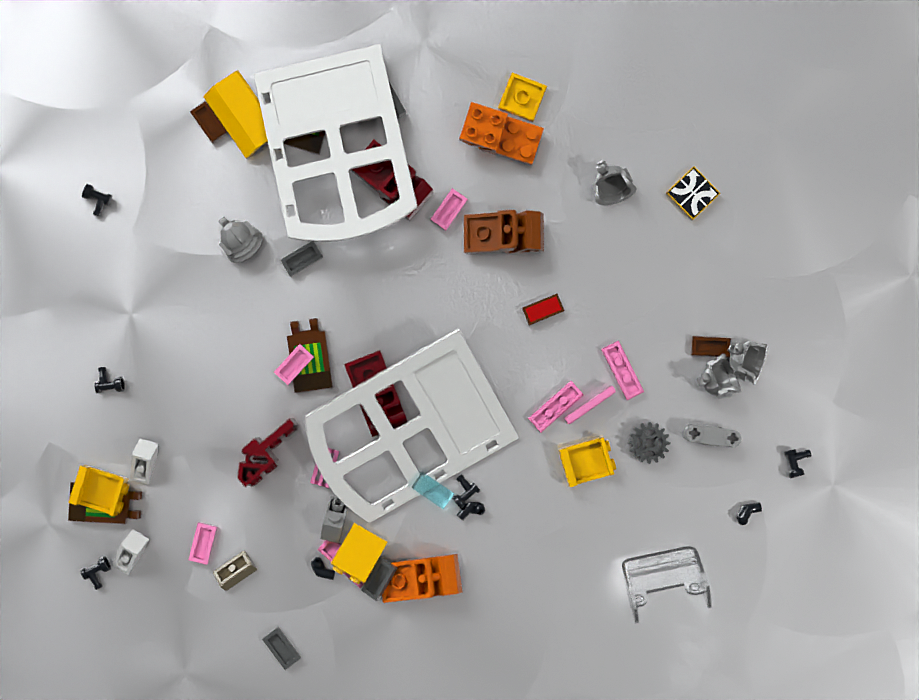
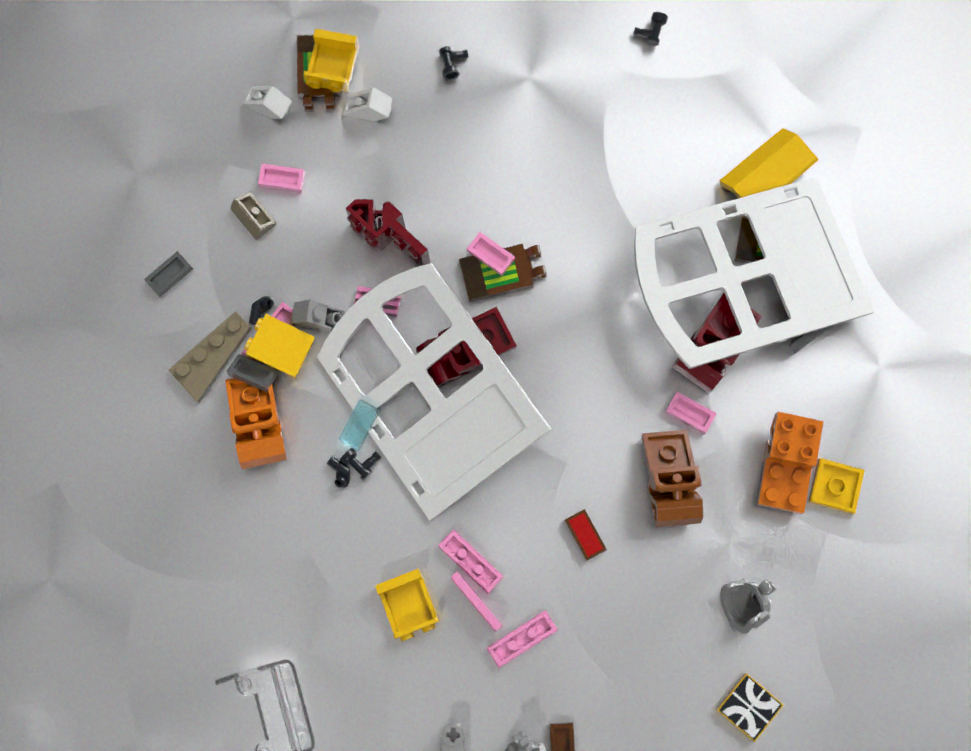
camera: 90 degrees right, 10 degrees down
(103, 564) = (251, 75): black piece -> none
(208, 122) = (754, 137): reddish brown tile -> none
(239, 239) = (626, 180): light grey helmet -> none
(301, 258) = (612, 252): dark grey tile -> none
(363, 619) = (204, 362): none -> dark tan wing
(658, 452) = (425, 669): dark grey gear -> none

